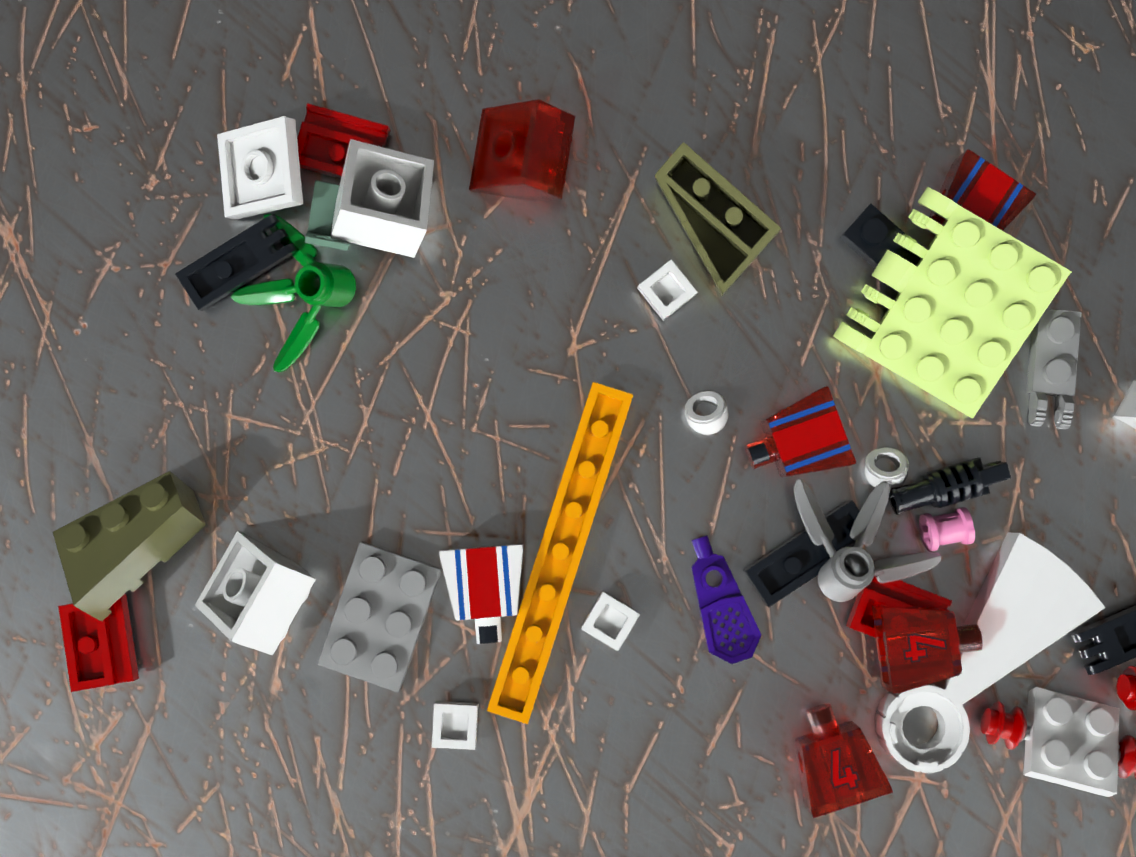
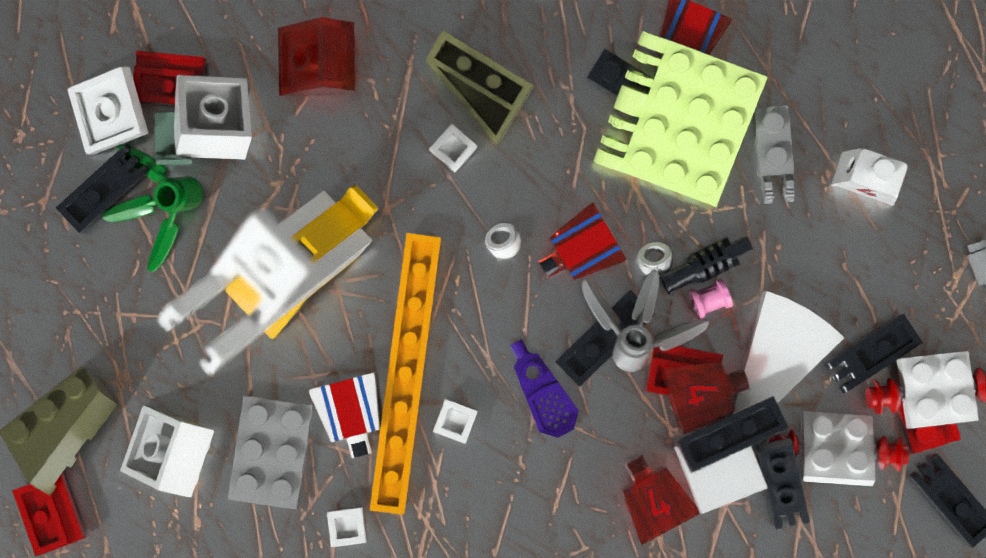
camera: 15 degrees left, 0 degrees up
(424, 396) = (278, 267): none -> white piece
(928, 741) = (724, 480): none -> white tile
(953, 705) = (732, 434): none -> black plate
(999, 771) = (783, 482): none -> black hinge

